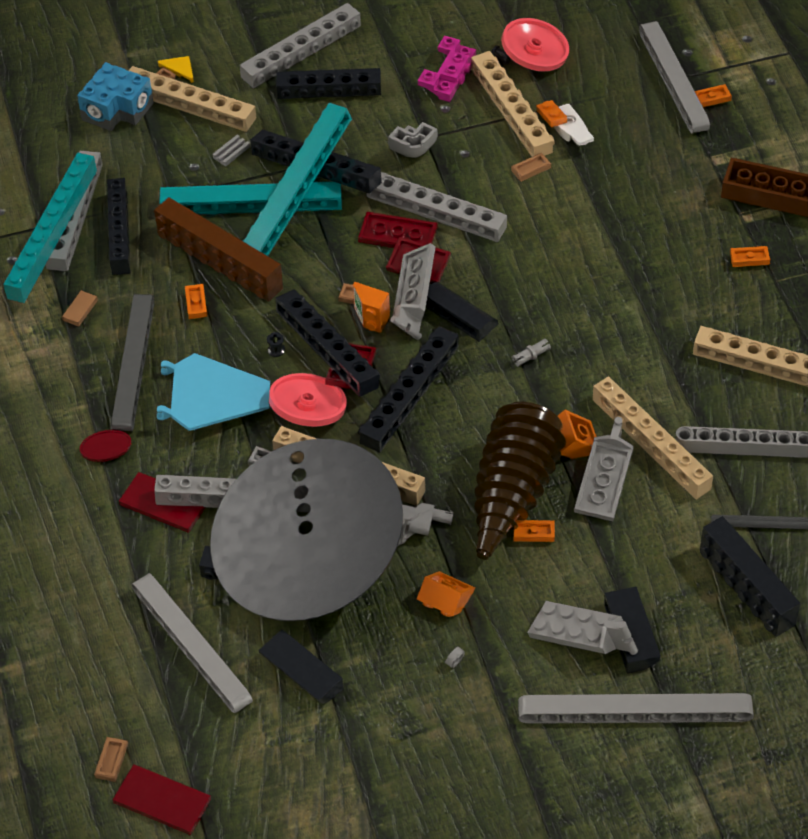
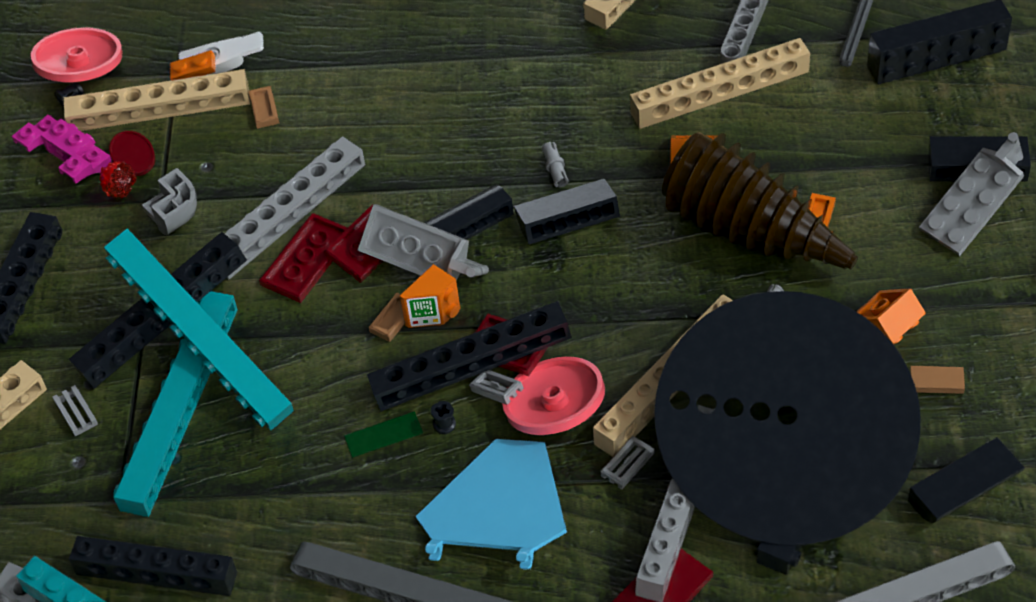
camera: 70 degrees left, 0 degrees up
(196, 301) = (329, 496): orange plate -> none
(219, 249) = (258, 448): reddish brown brick -> none
(258, 318) = (383, 434): none -> dark green sticker
(312, 369) = (493, 389): none -> light grey tile
(397, 638) = (938, 379): none -> medium nougat tile
(408, 389) = (574, 294): black brick -> none
(426, 105) = (117, 179): none -> clear red piece
(455, 657) = (980, 325): light grey tile -> none
(460, 107) = (133, 150): none -> dark red piece
(485, 370) = (567, 211): none -> black brick
(604, 475) = (759, 132): light grey hinge -> none

